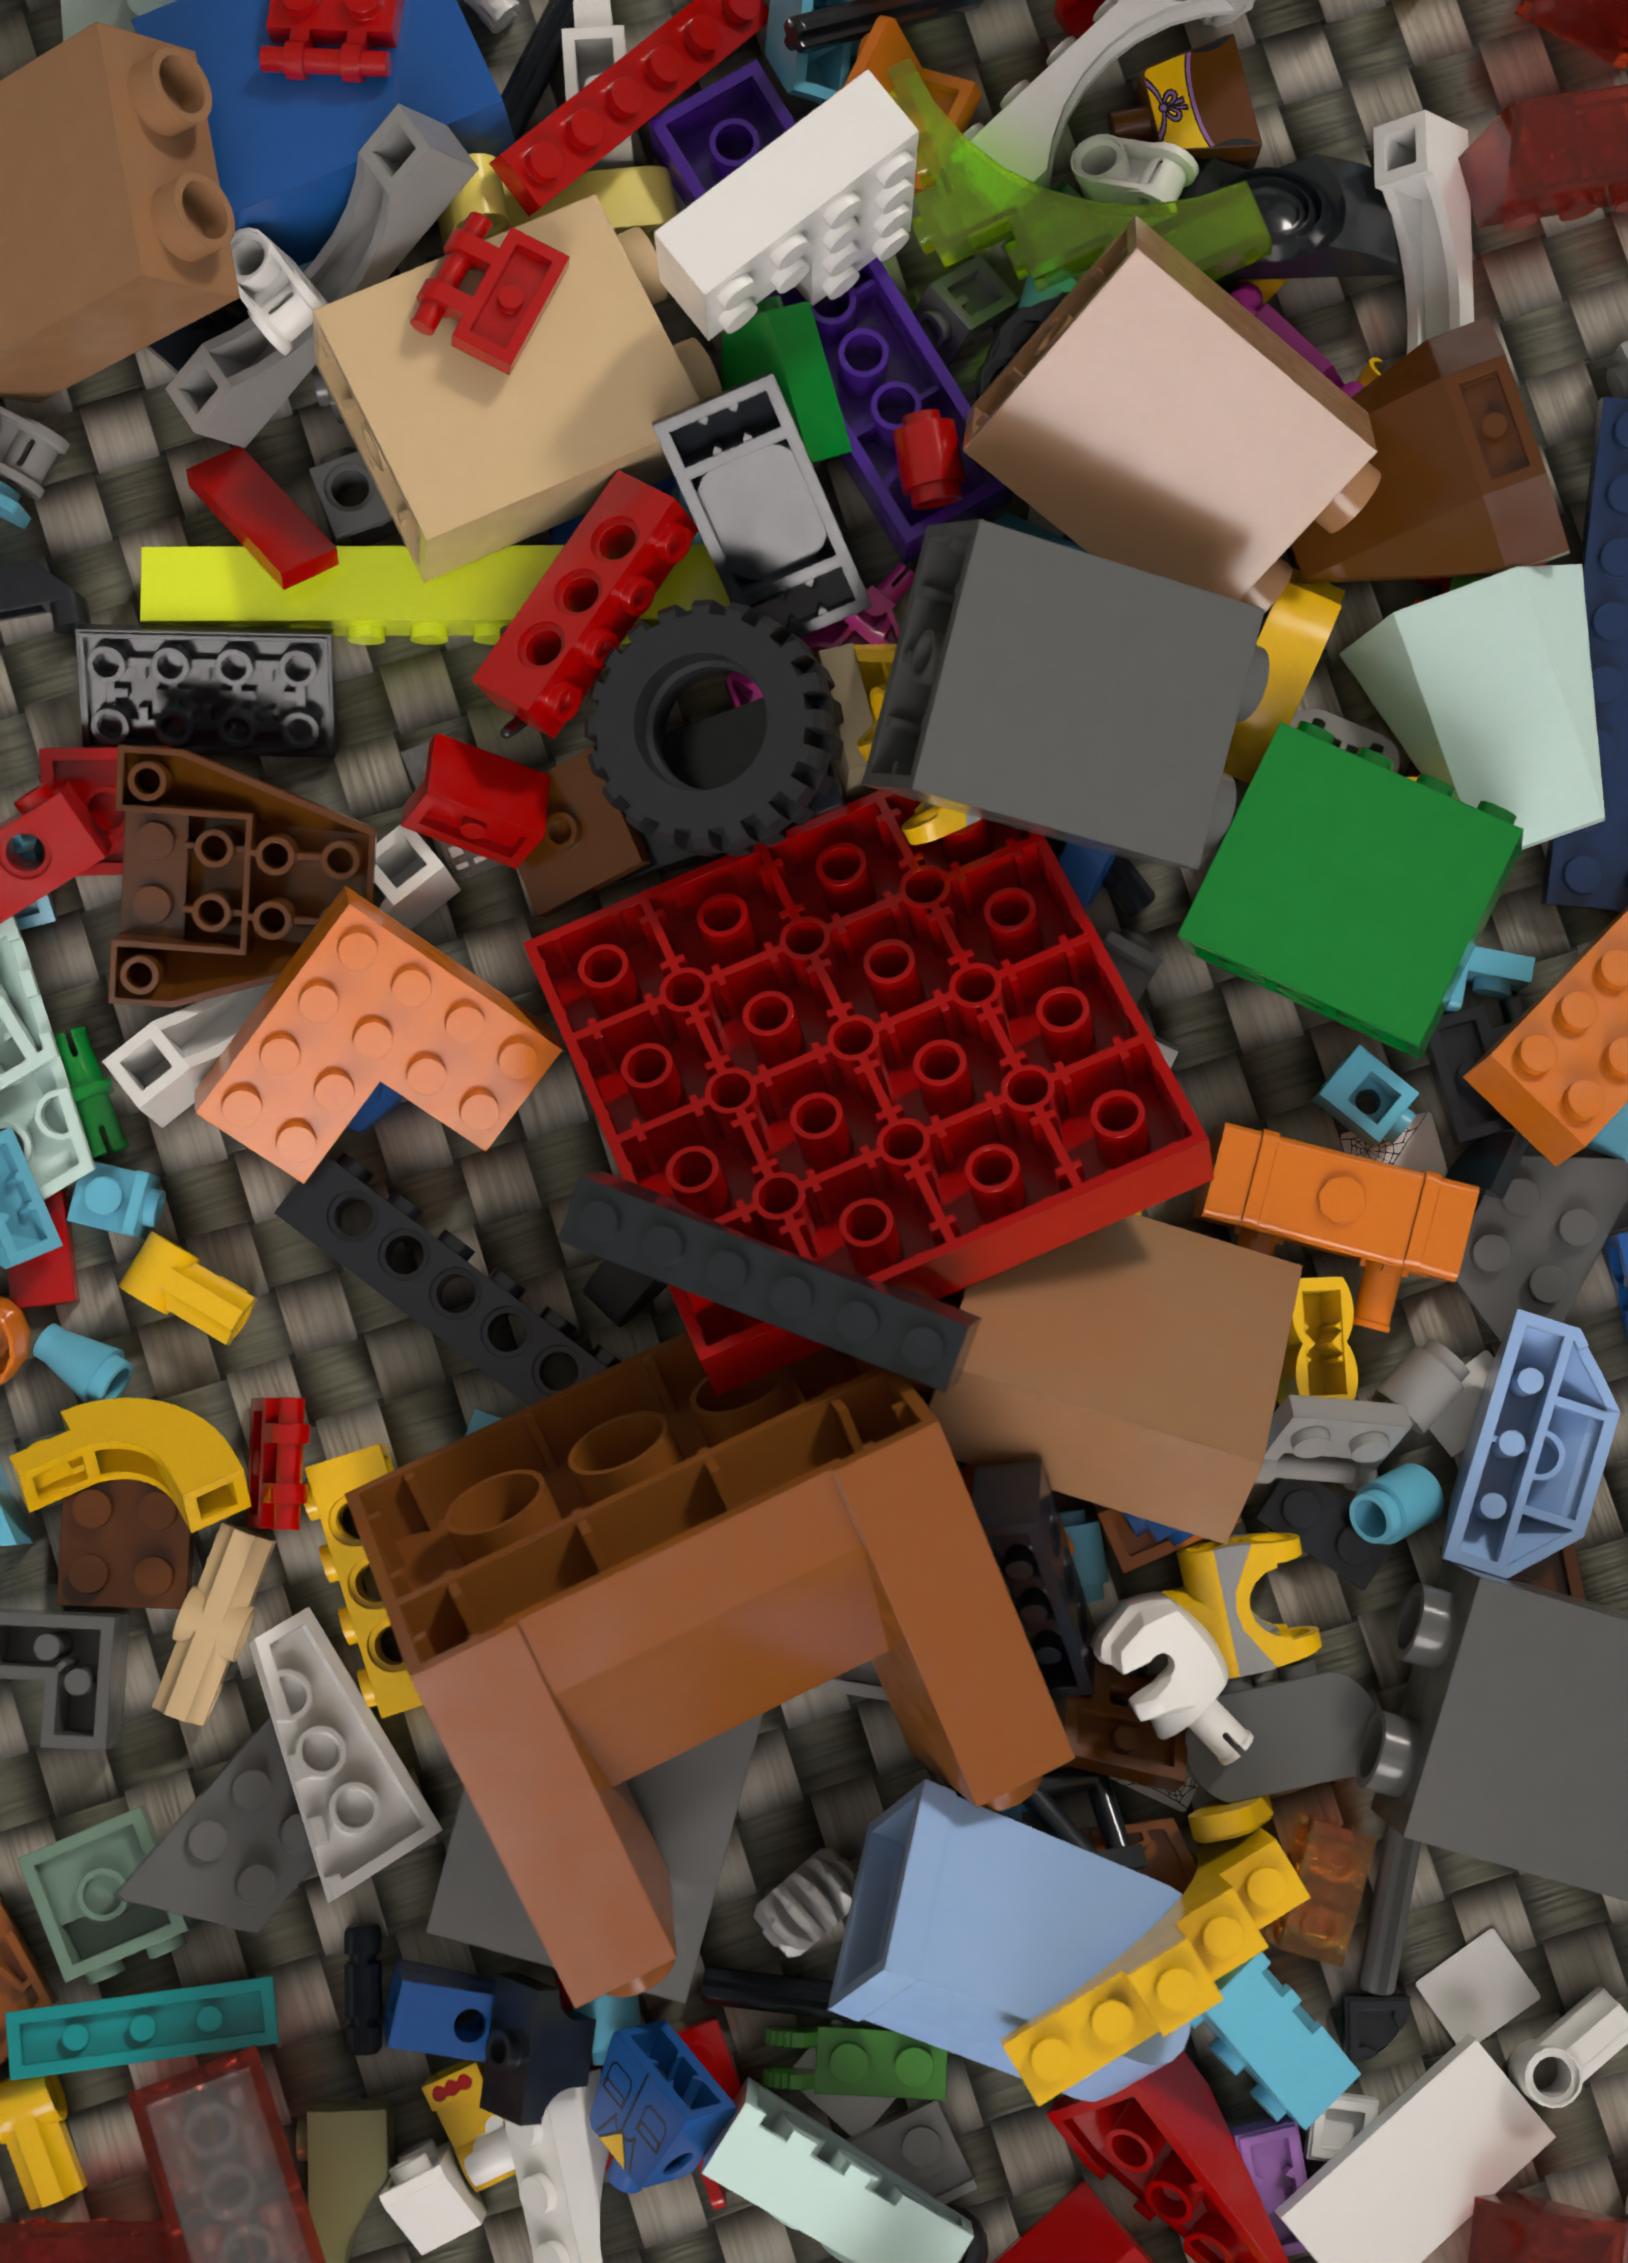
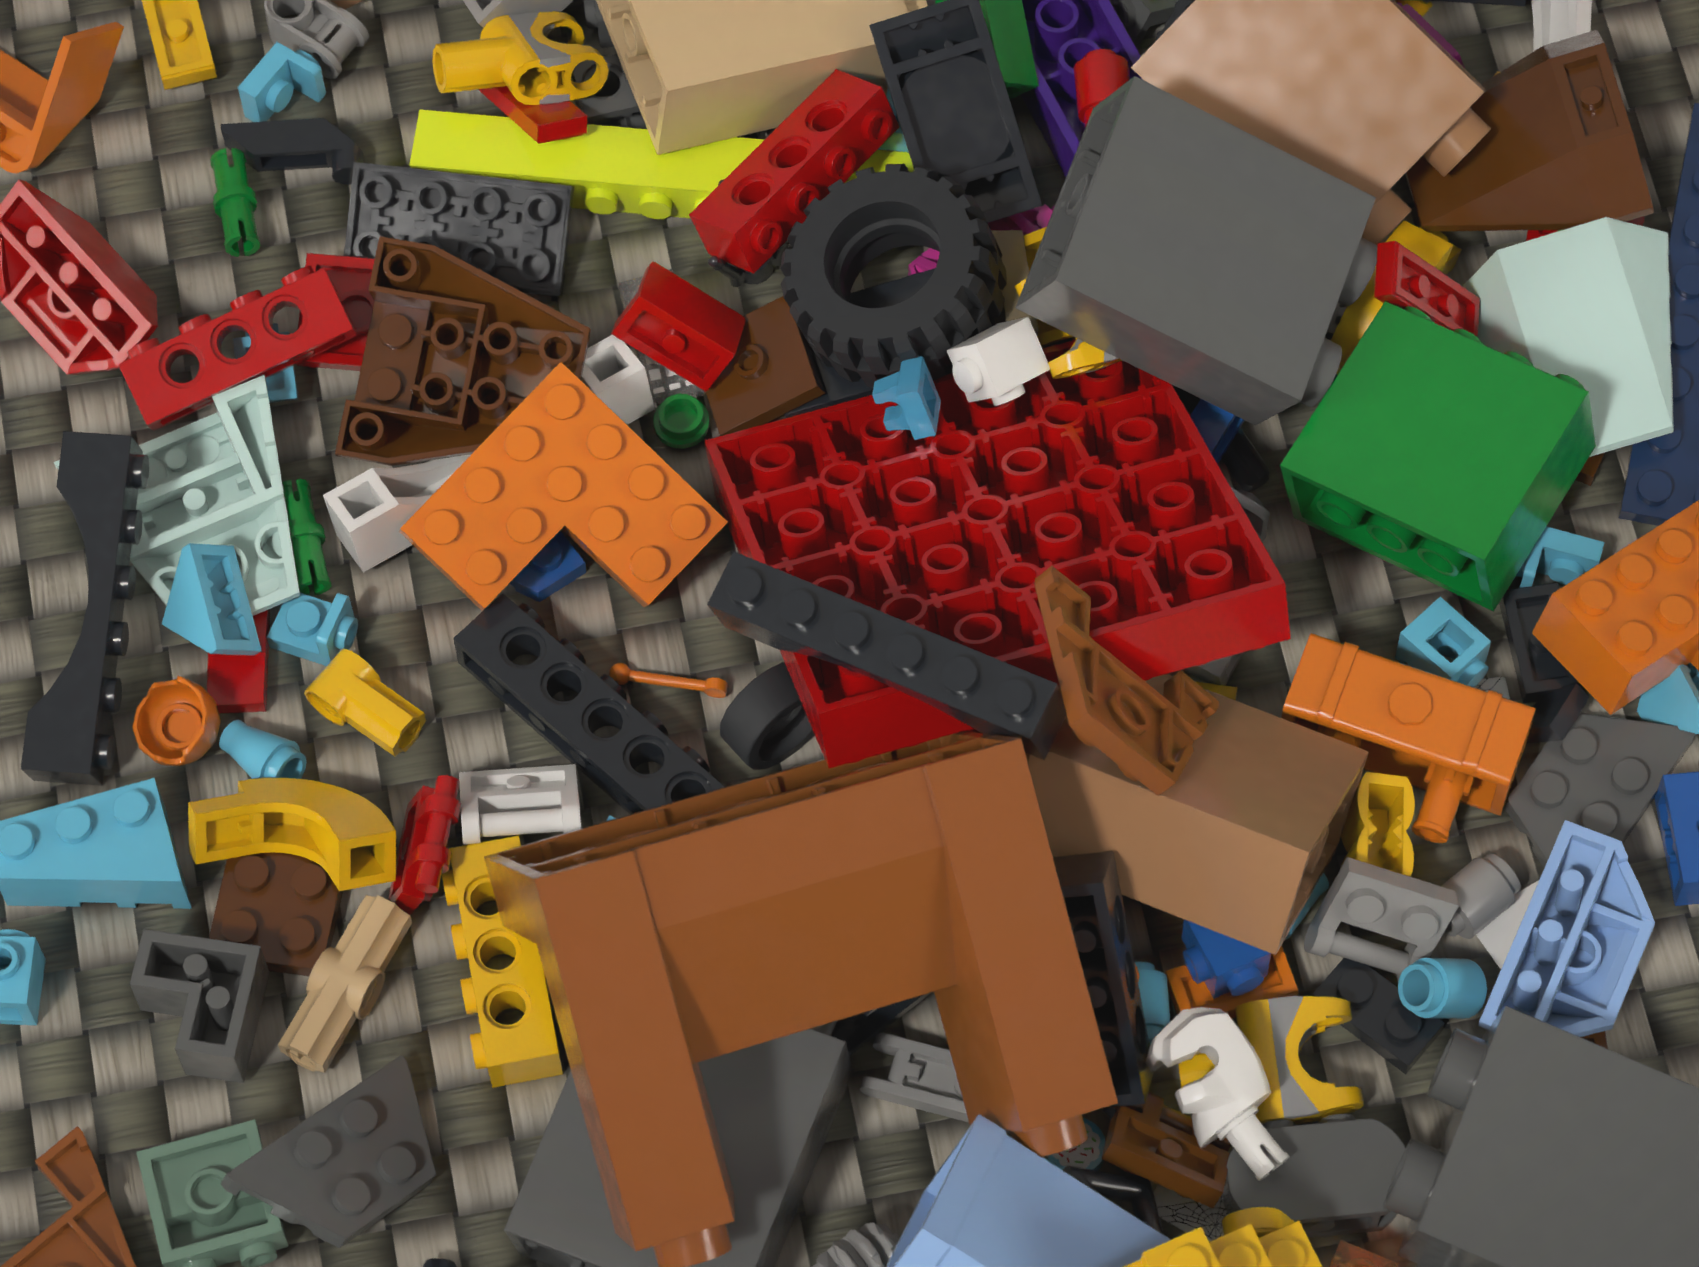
camera: 10 degrees right, 20 degrees down
(252, 476) = (520, 56): none -> yellow connector
(341, 1765) = (442, 1112): white wing -> none
(369, 1382) = (519, 801): none -> white plate
(465, 1216) = (712, 686): none -> orange hinge
(492, 901) = (681, 421): none -> green plate
(751, 887) = (916, 399): none -> dark azure tile
(845, 832) = (998, 361): none -> white brick
(1029, 1317) = (1111, 704): none -> dark orange wing
(1320, 690) = (1411, 281): none -> red tile

